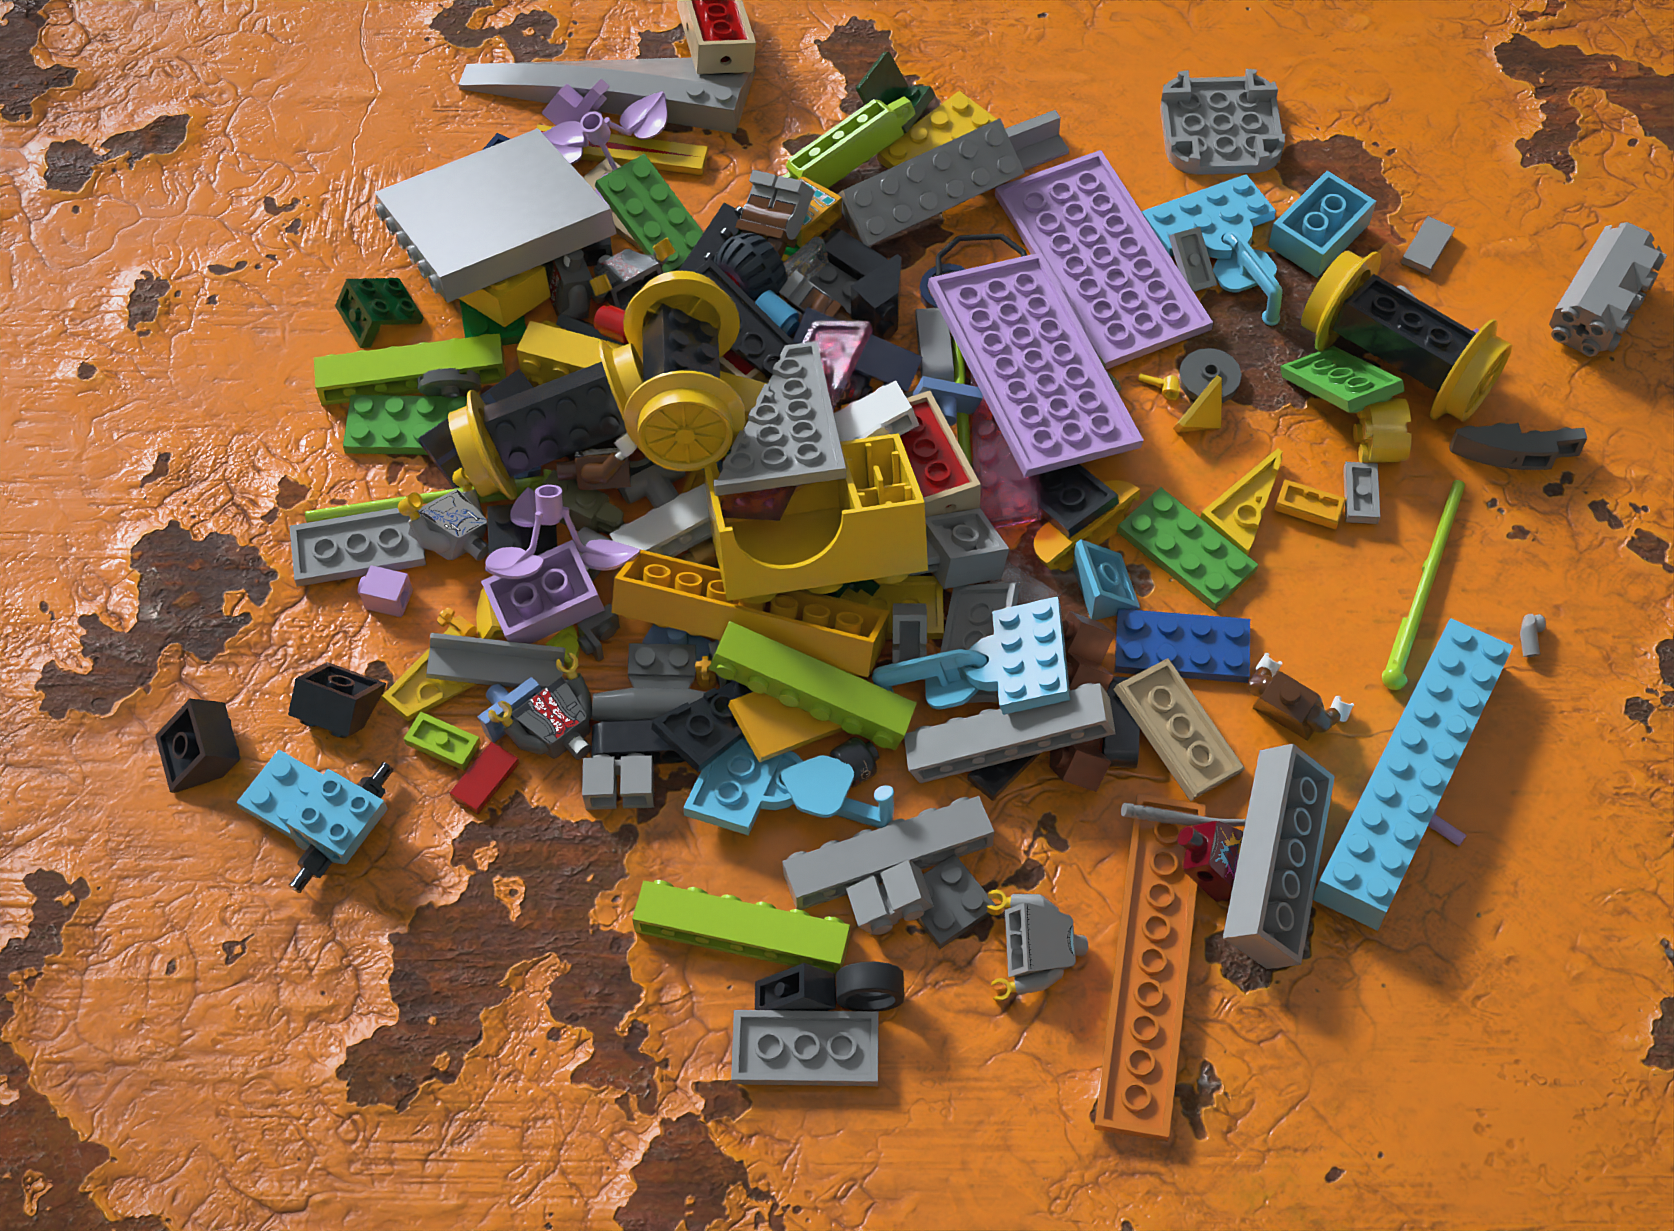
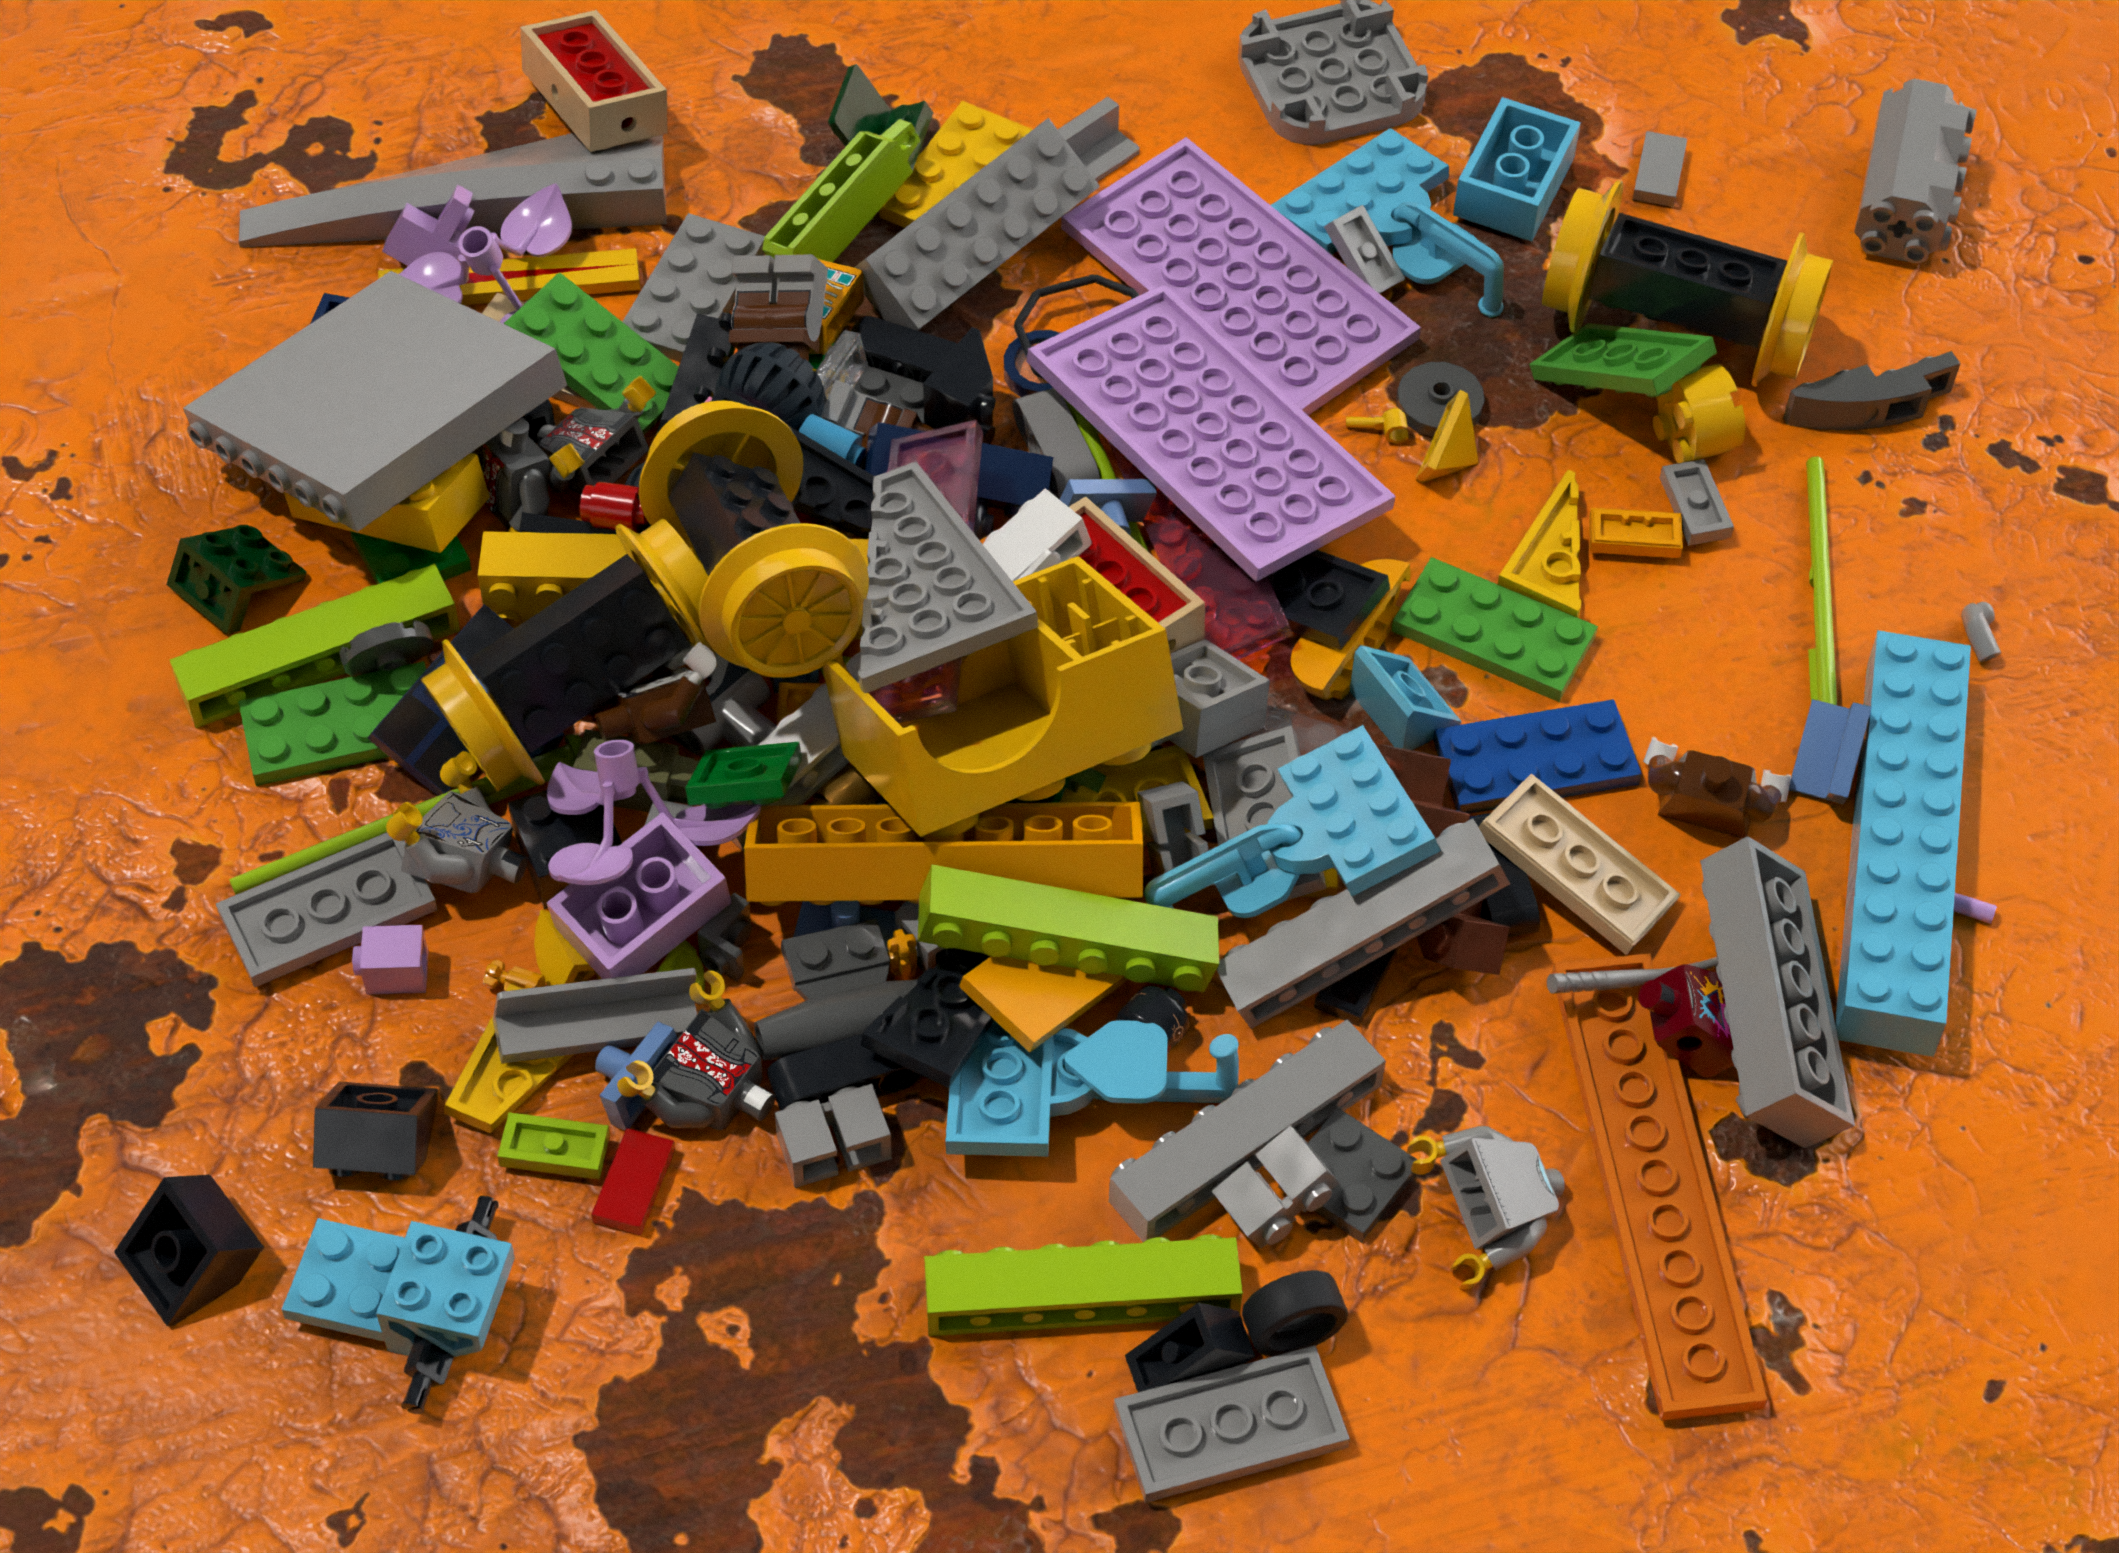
camera: 20 degrees left, 5 degrees down
(637, 526) = (744, 774): none -> green plate
(730, 175) = (690, 281): none -> light grey plate
(1386, 694) = (1829, 750): none -> medium blue panel

